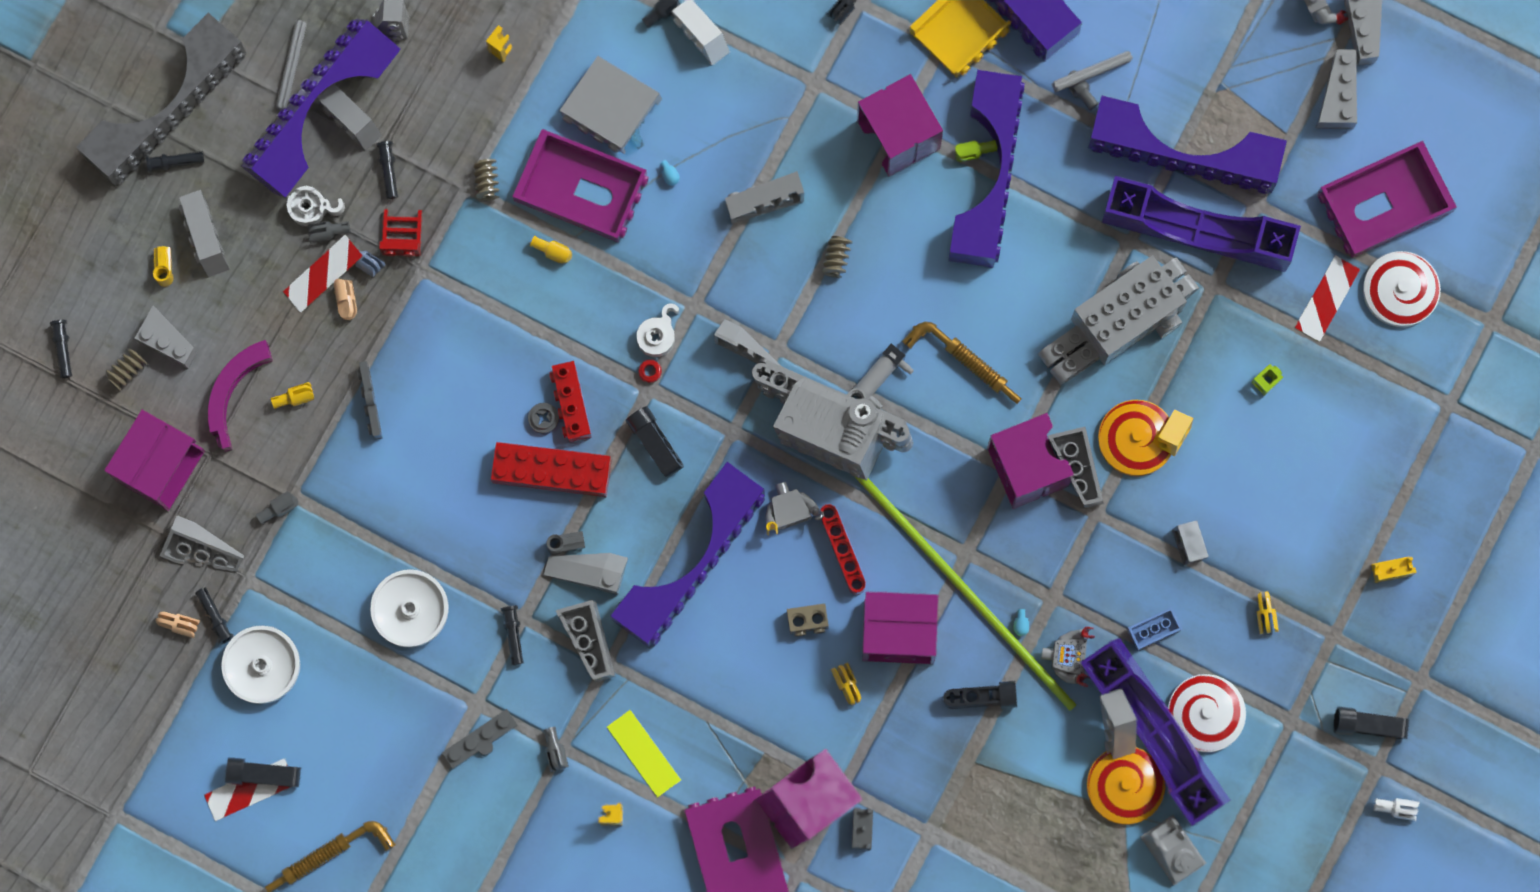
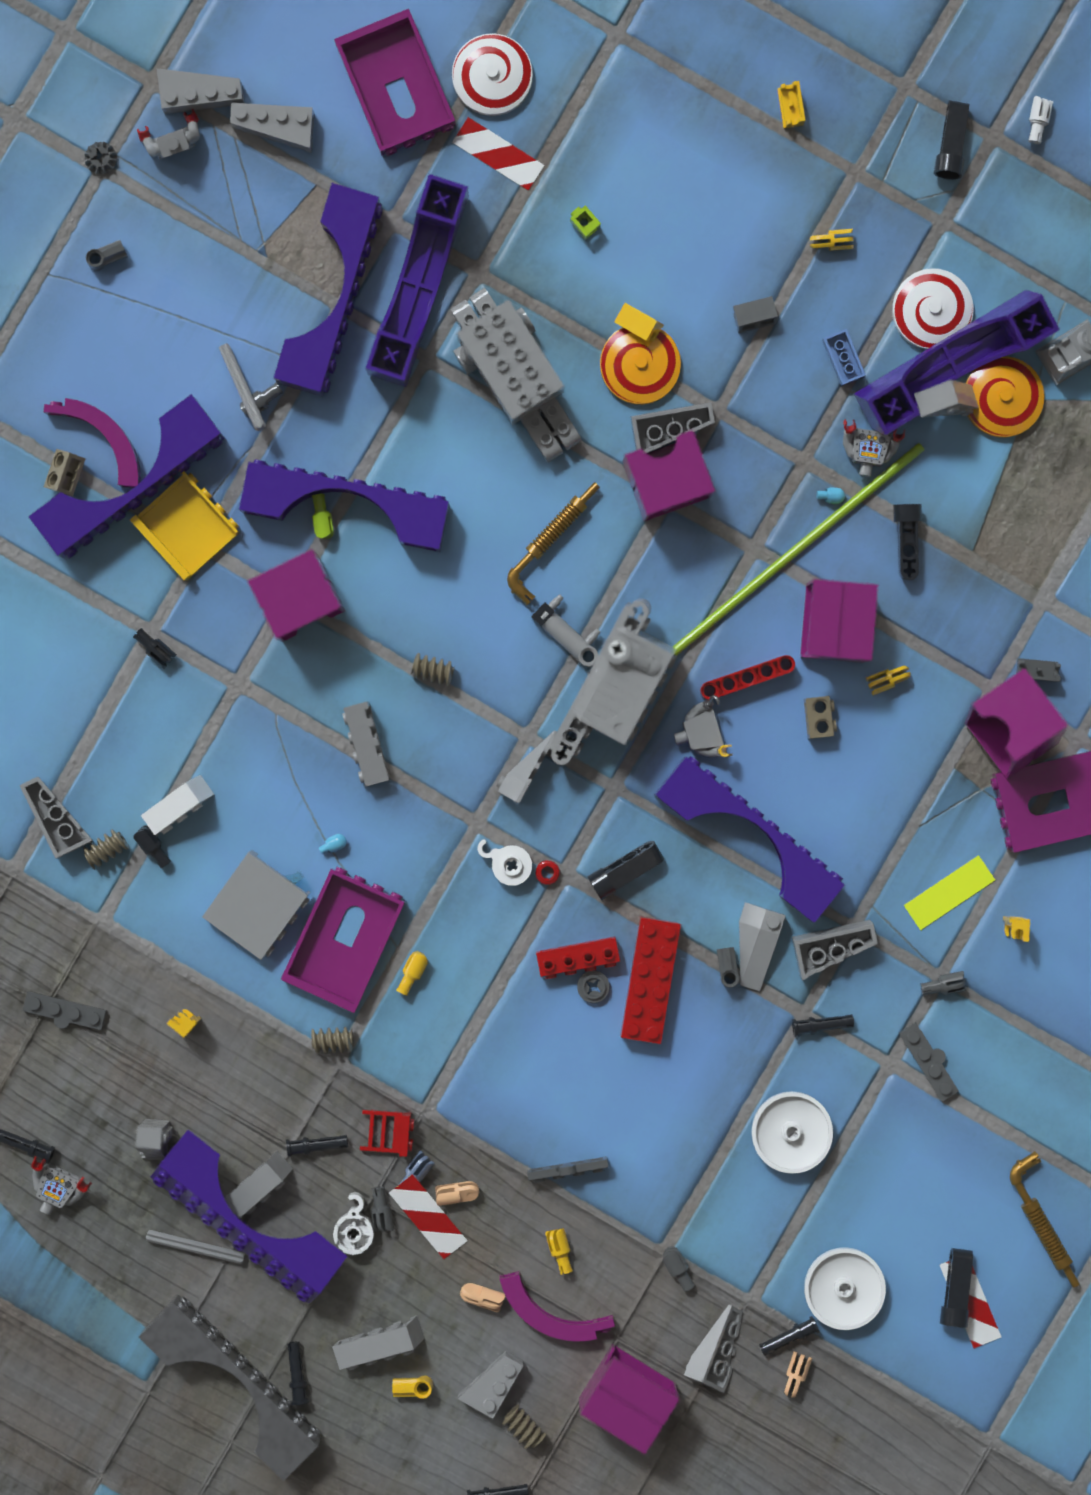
camera: 90 degrees left, 10 degrees up
(248, 326) = (482, 1296): none -> light nougat arm

